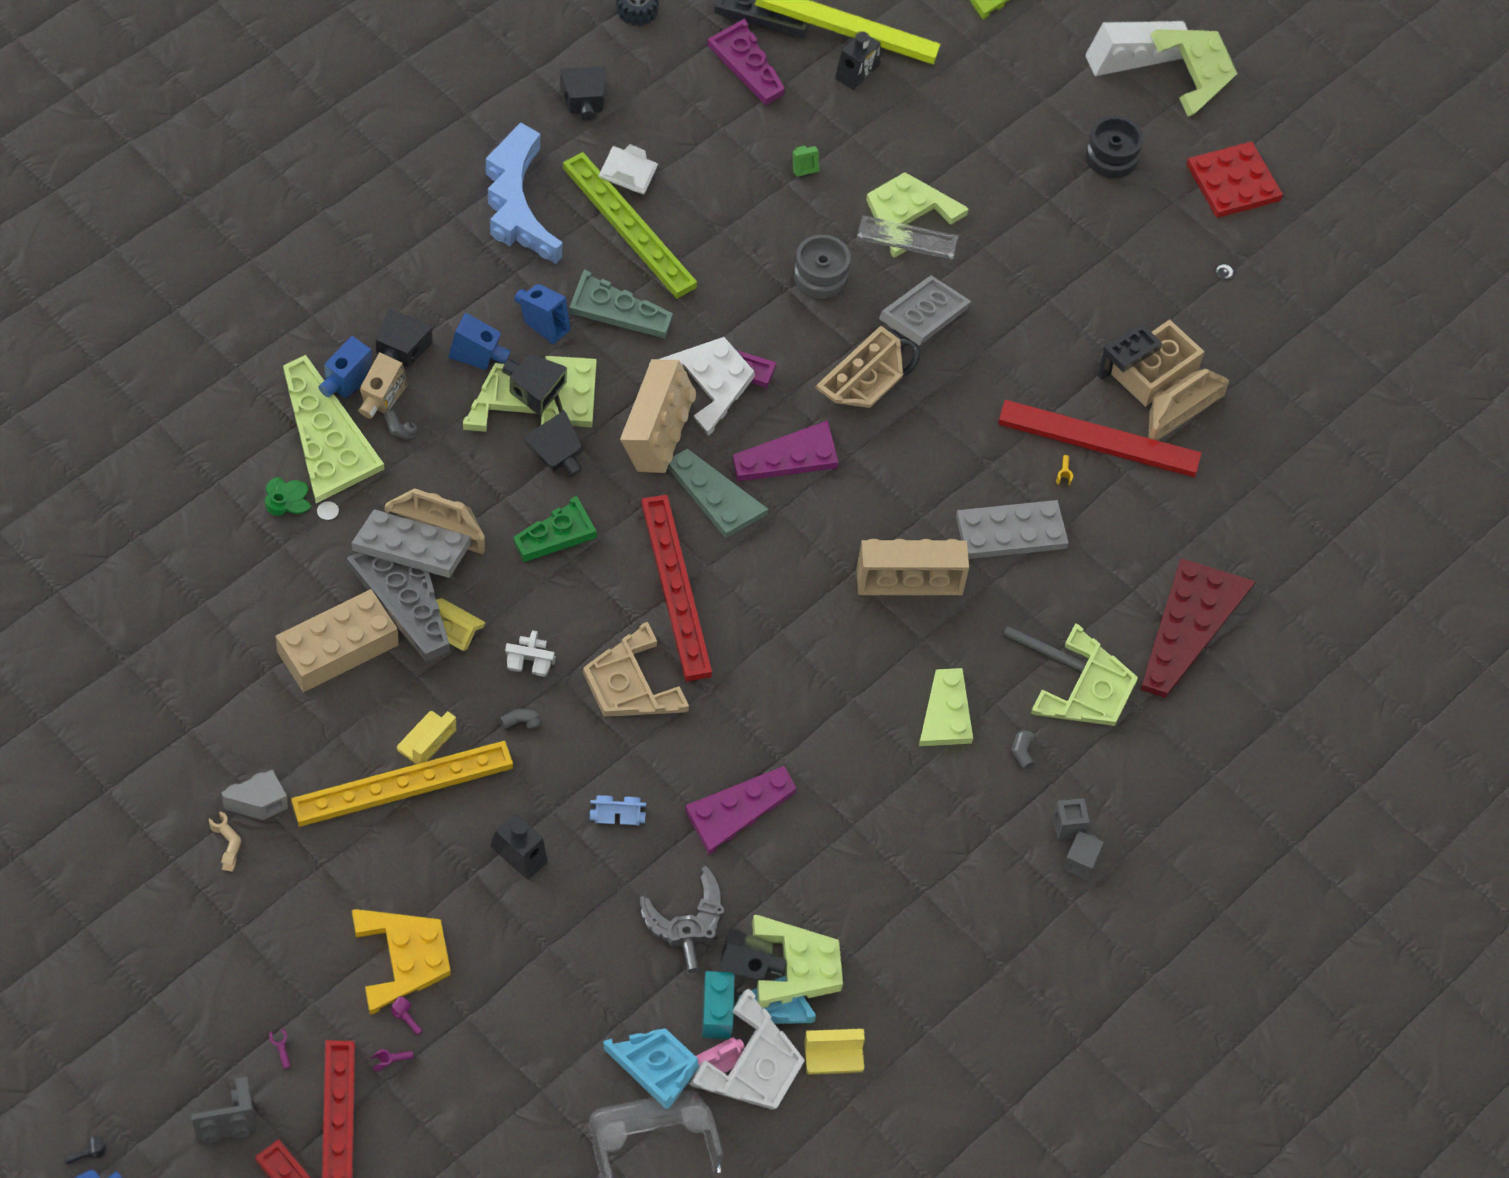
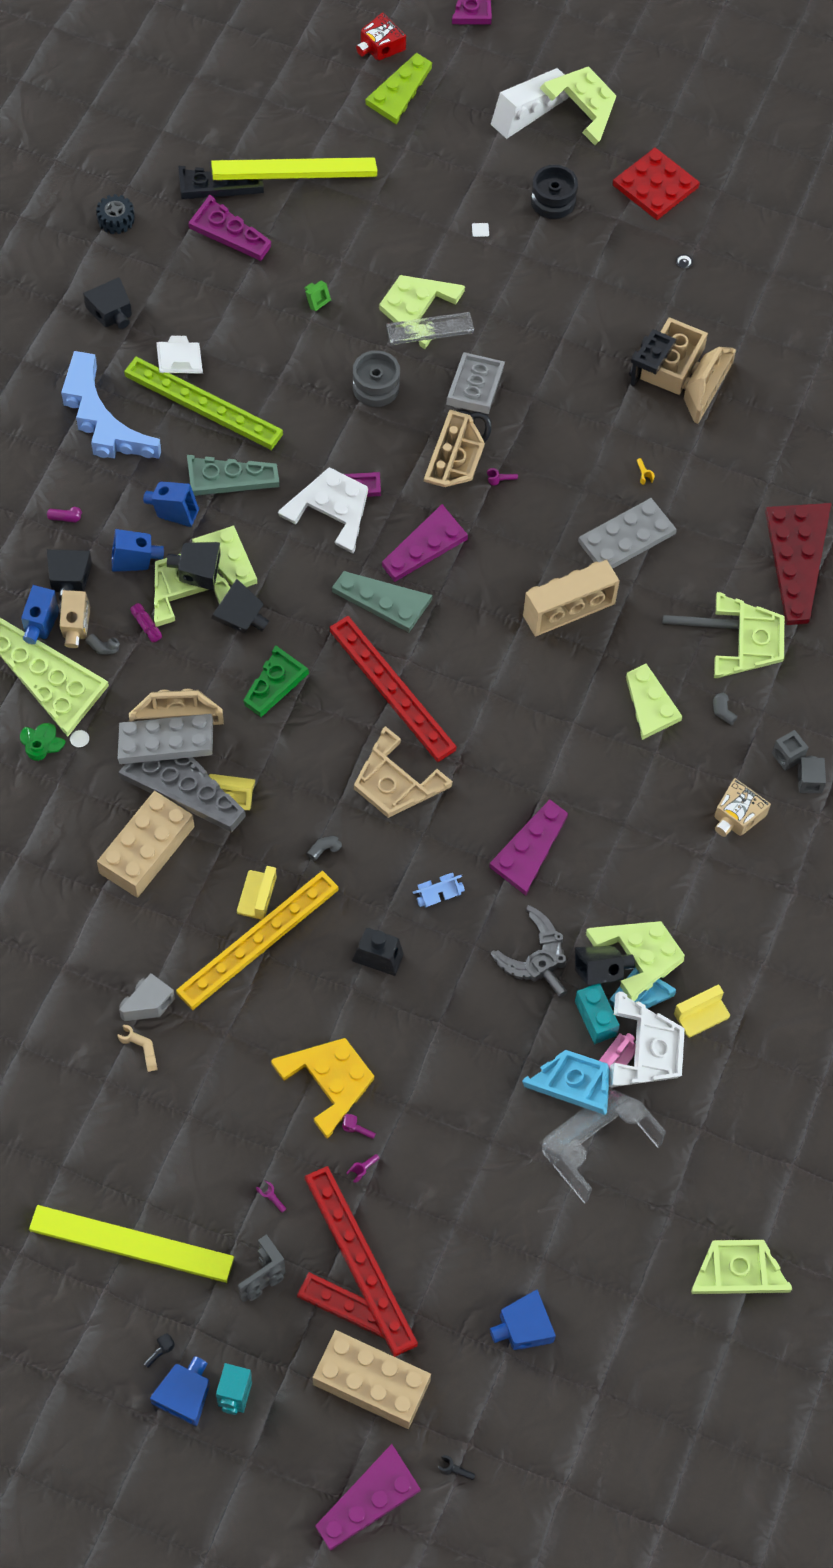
camera: 20 degrees left, 5 degrees up
(115, 1034) = (132, 1243): none -> neon yellow tile
(435, 286) = (72, 515): none -> magenta arm
(455, 421) = (146, 622): none -> magenta axle
(541, 658) = (296, 795): white hips -> none
(658, 416) = (311, 553): tan brick -> none
(863, 55) = (322, 188): black torso -> none
(899, 416) = (495, 477): none -> magenta hand
(984, 859) = (740, 809): none -> tan torso
(1017, 158) = (480, 229): none -> white sticker
(1099, 438) = (657, 434): red tile -> none

